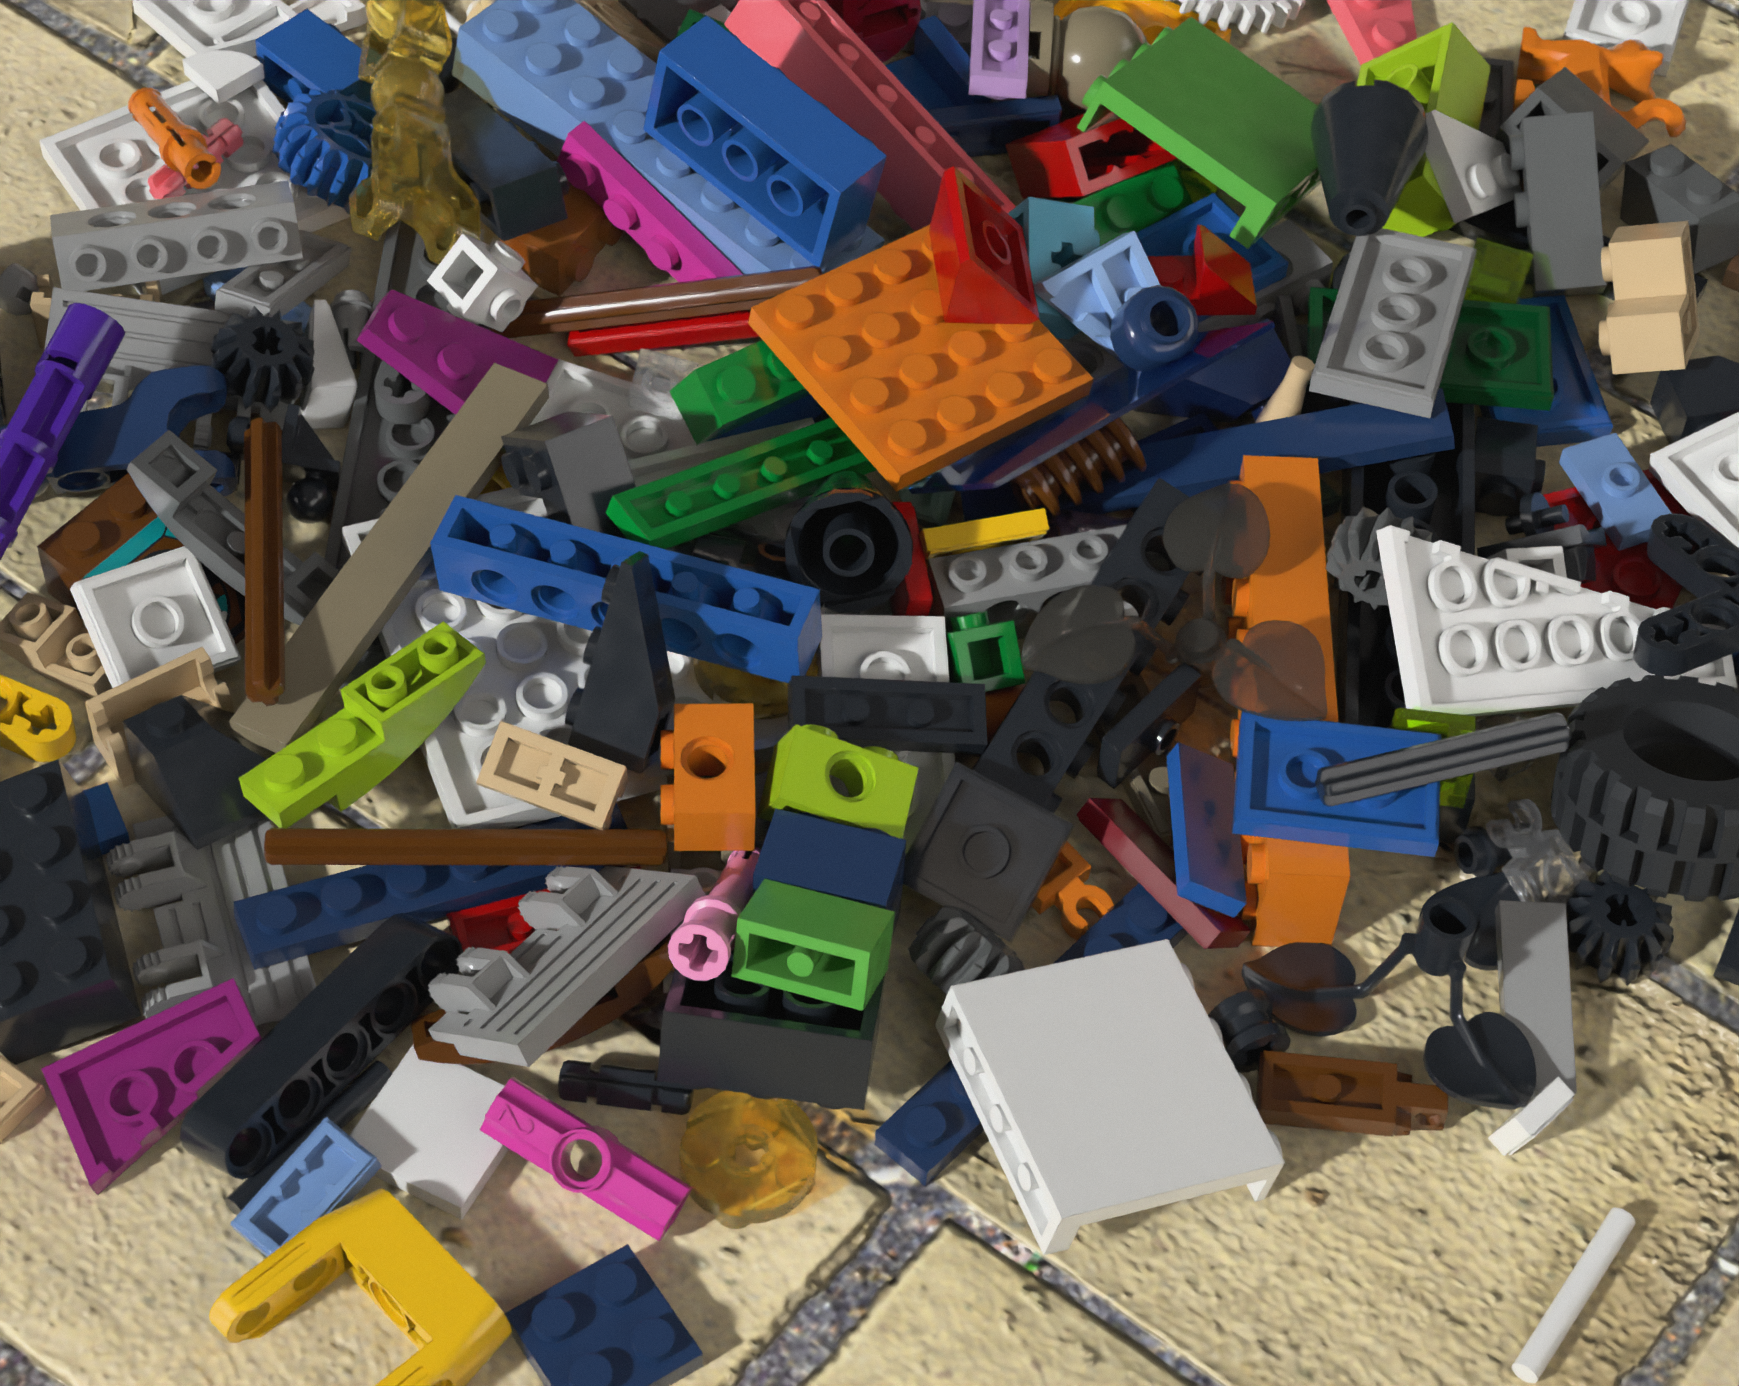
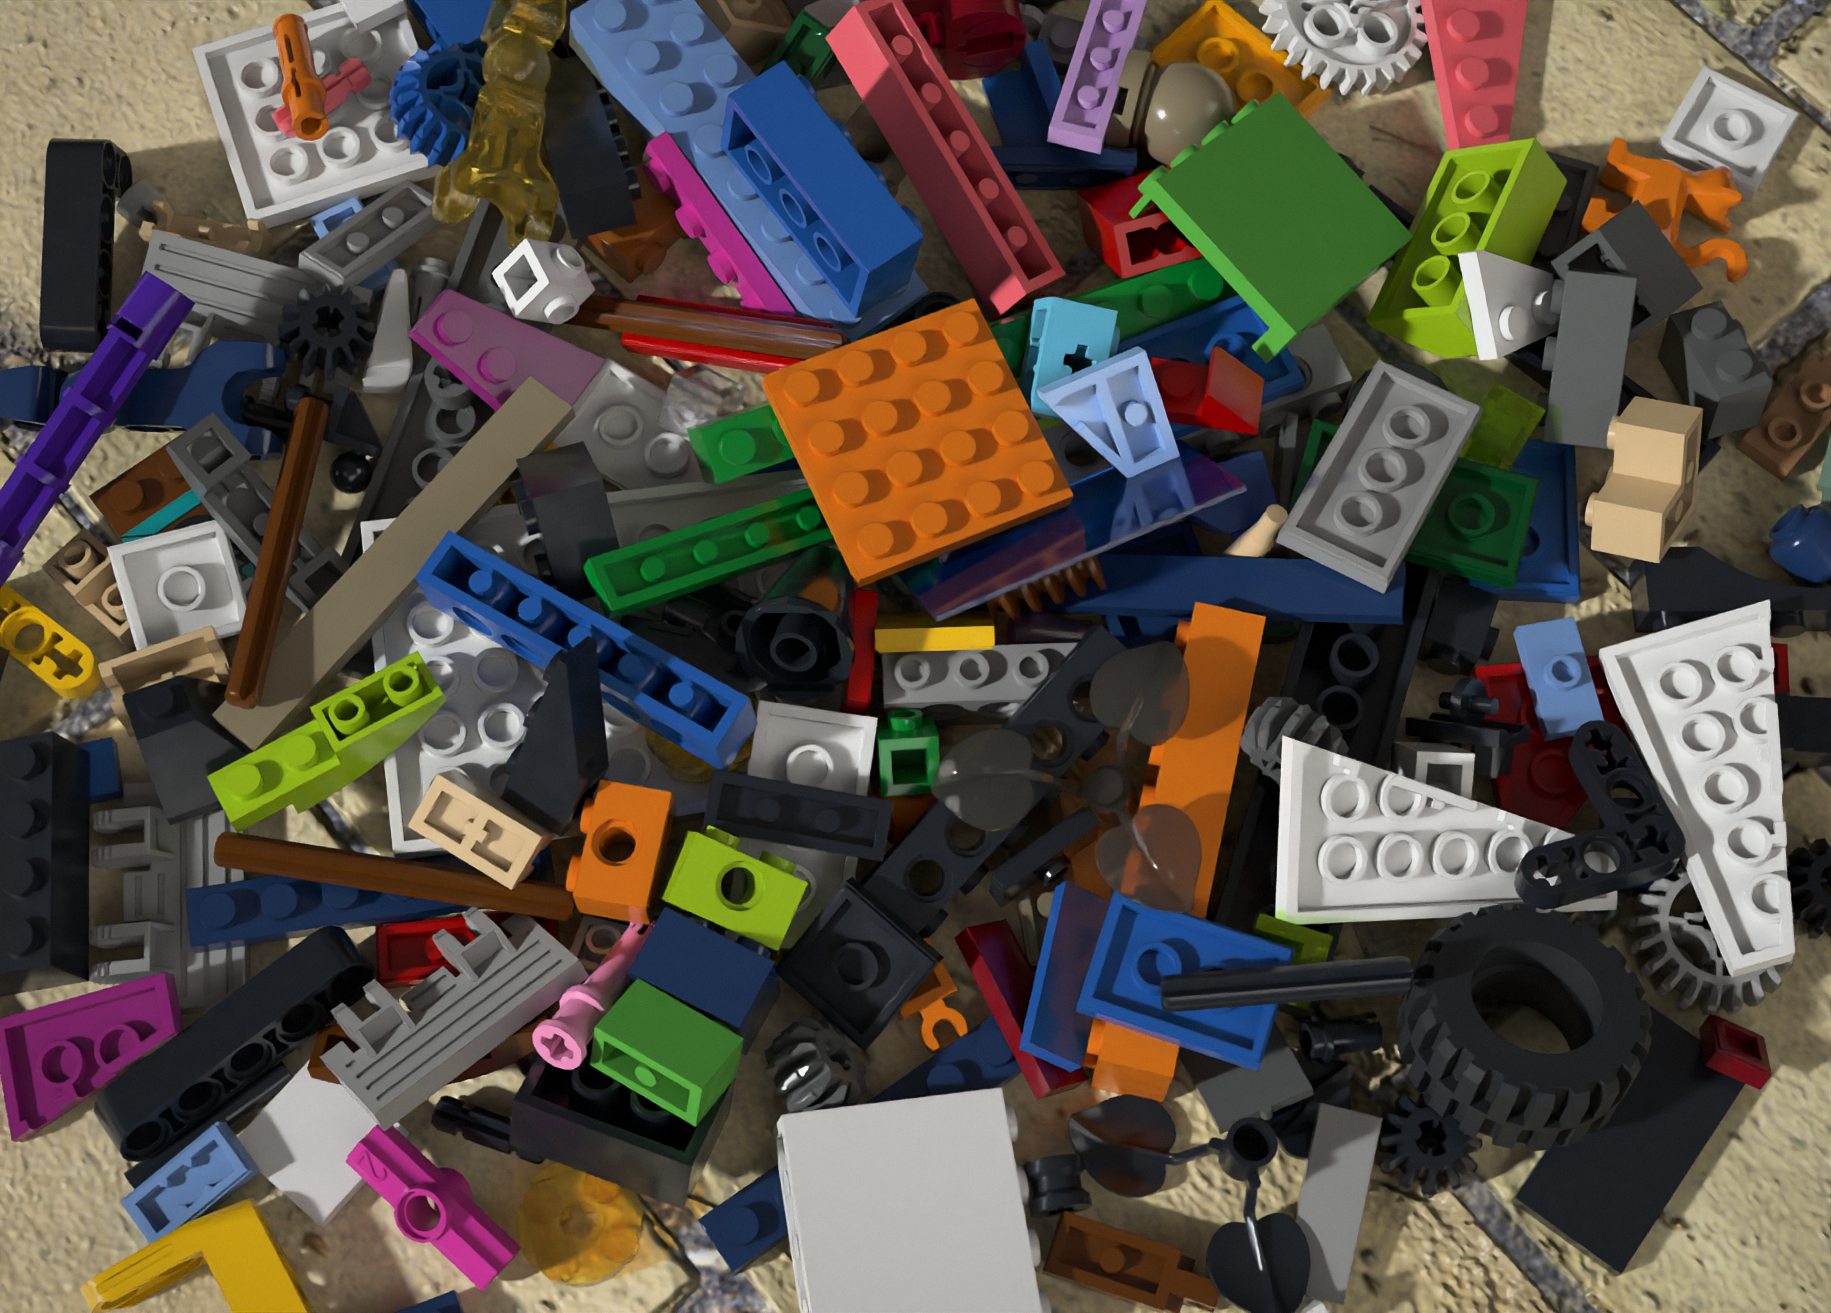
camera: 15 degrees right, 15 degrees up
(176, 236) = (278, 185): light grey brick -> none
(979, 257) = (991, 360): red slope -> none
(1154, 328) = (1160, 458): dark blue head -> none
(1367, 151) = (1399, 292): black cone -> none
(1398, 886) = (1240, 1093): none -> dark grey piece
(1541, 861) = (1373, 1067): clear plate -> none

